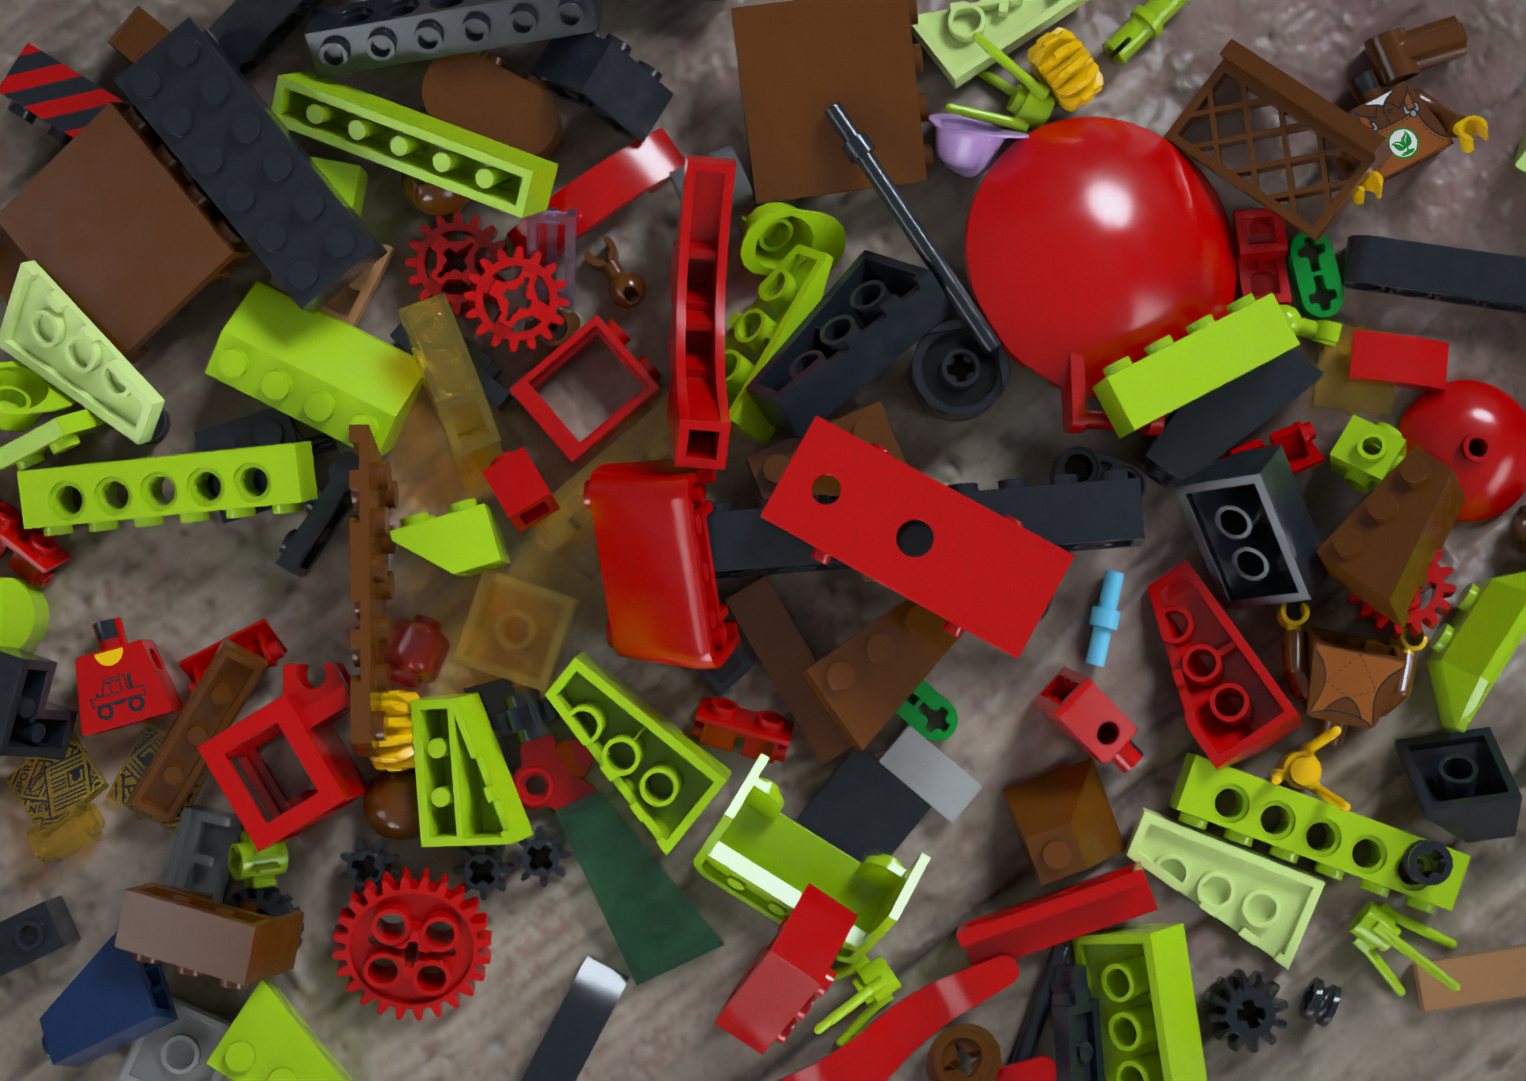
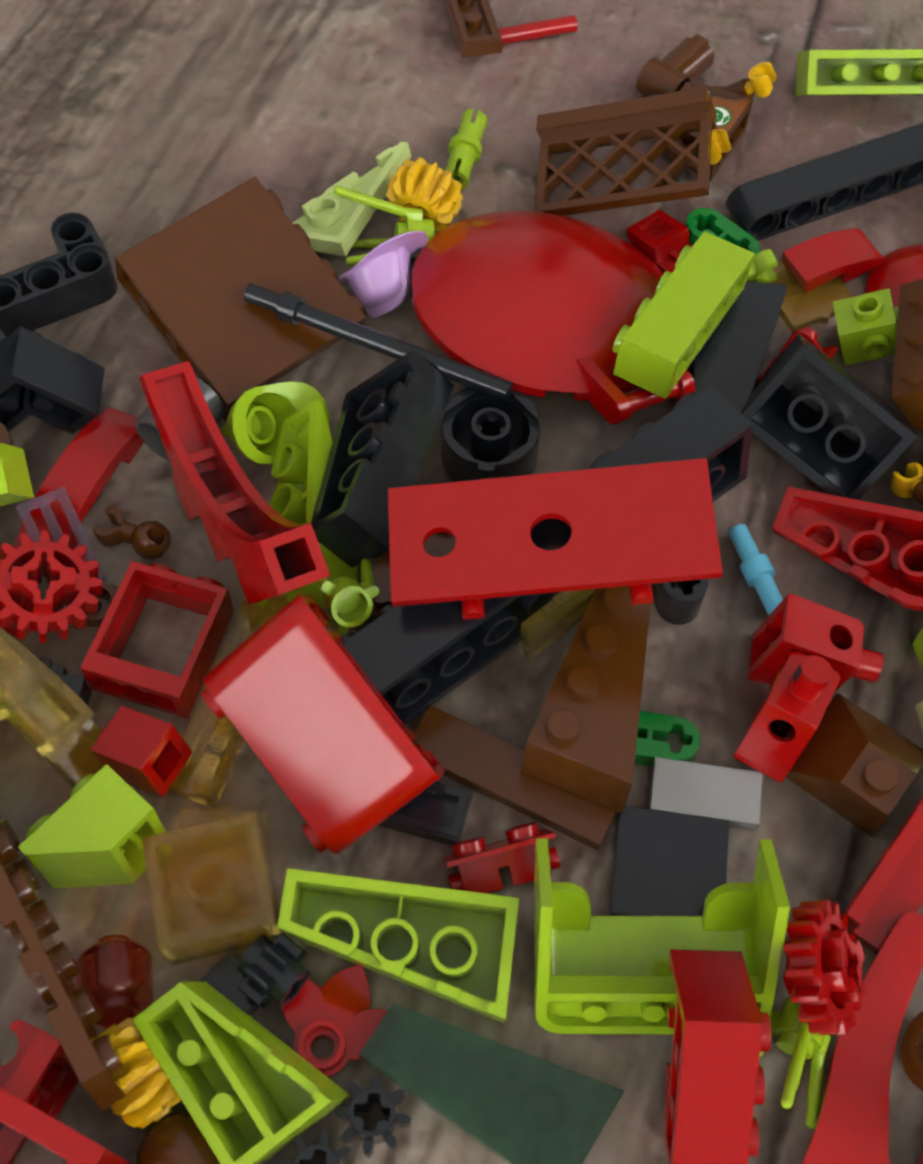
camera: 30 degrees left, 25 degrees down
(742, 471) = (349, 600): none -> lime plant
(909, 960) = (823, 967): none -> red gear
(1032, 759) = (797, 696): none -> red torso

